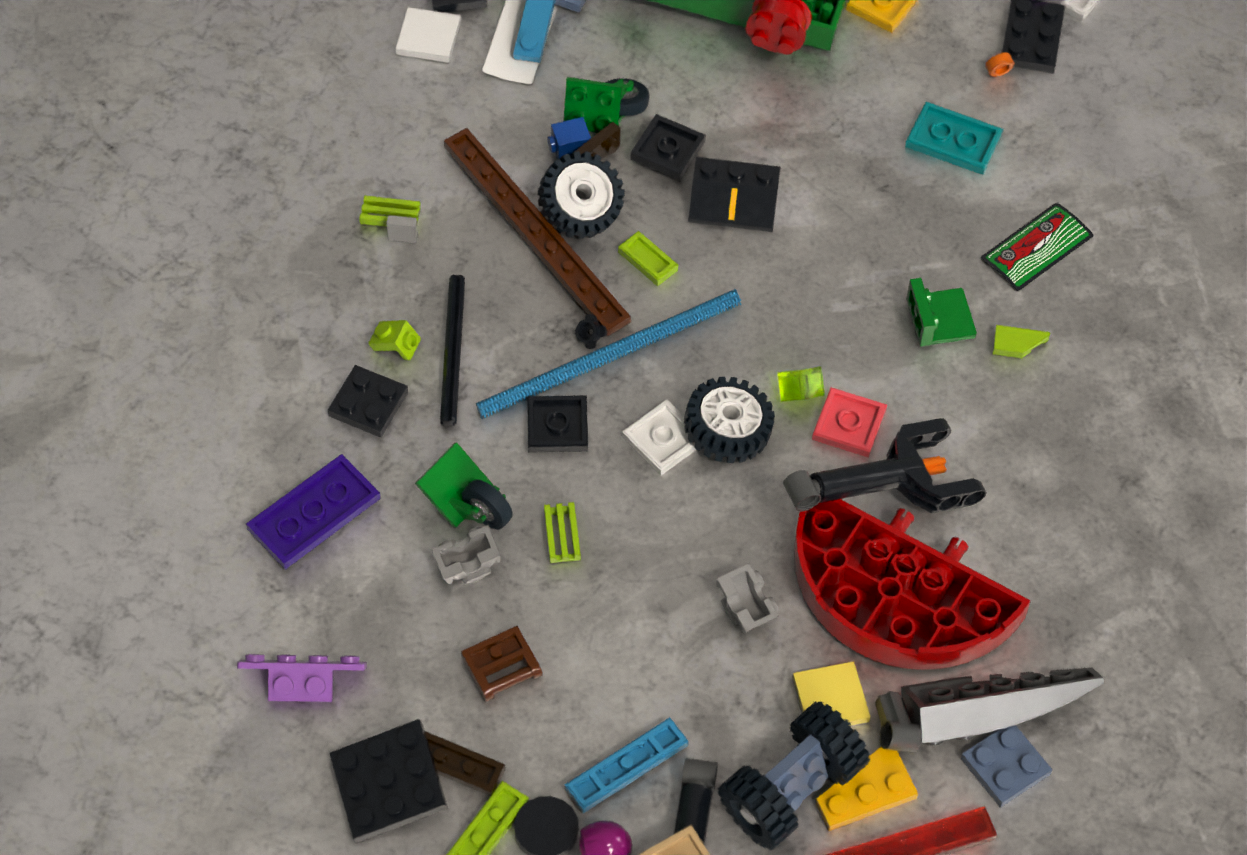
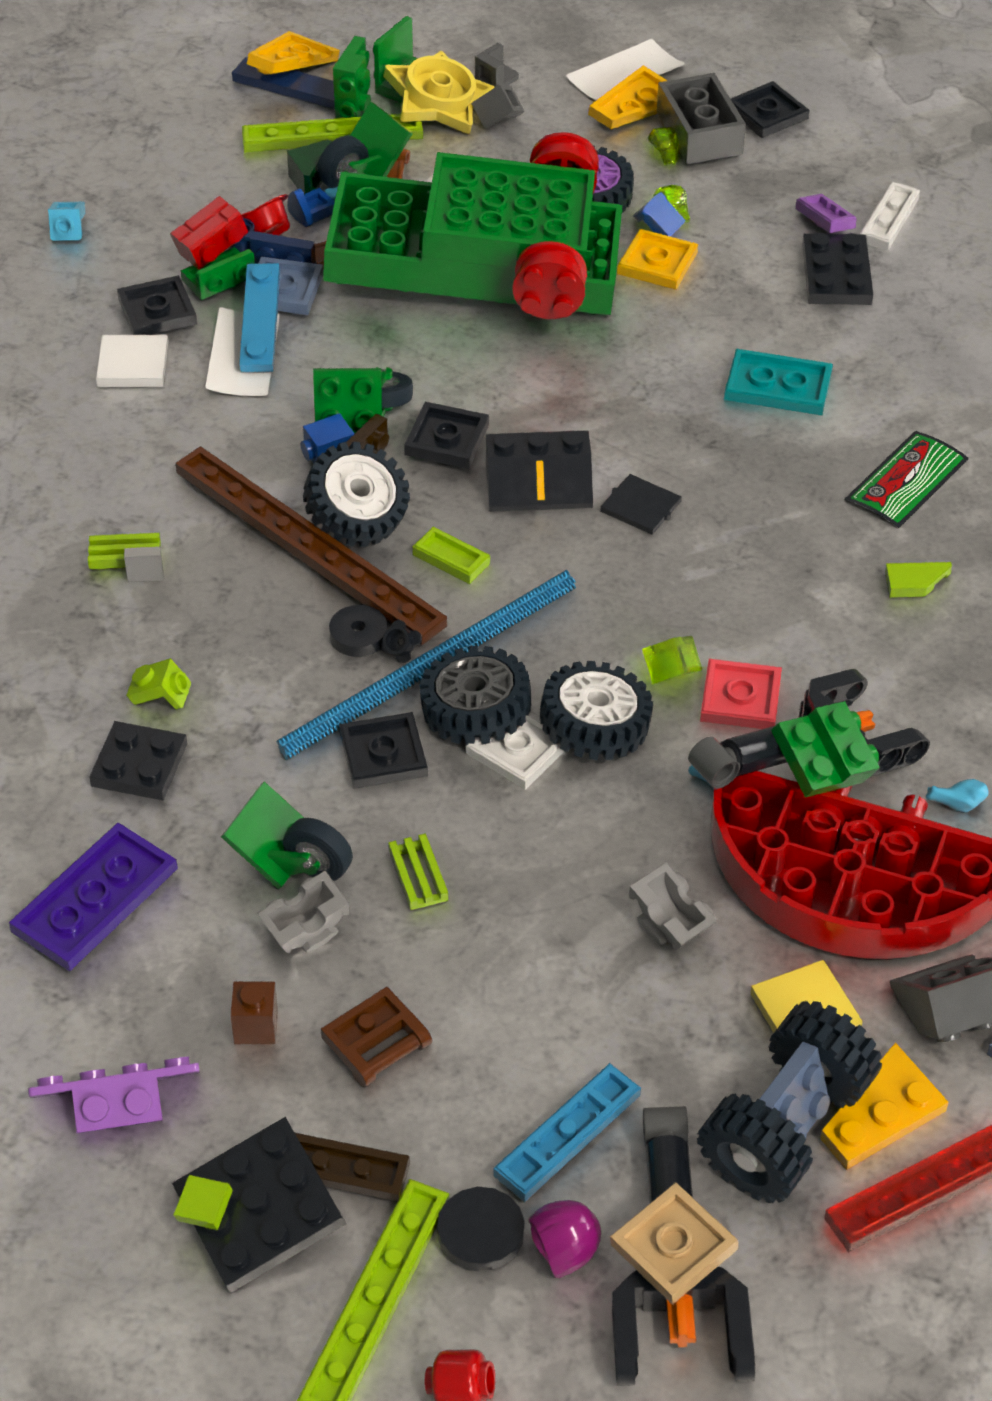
camera: 10 degrees left, 10 degrees down
(347, 774) = (203, 1202): none -> lime tile
(414, 629) = (254, 1012): none -> reddish brown brick
(452, 351) = (234, 689): black axle -> none
(559, 304) = (345, 633): none -> black piece
(638, 390) = (475, 695): none -> black wheel
(812, 235) = (641, 504): none -> black piece
(894, 492) = (826, 749): none -> green plate
(896, 730) = (900, 1026): dark grey piece -> none
(939, 314) = (814, 563): green bracket -> none
(999, 64) = (810, 300): orange tile -> none
(1000, 542) = (961, 796): none -> medium azure animal

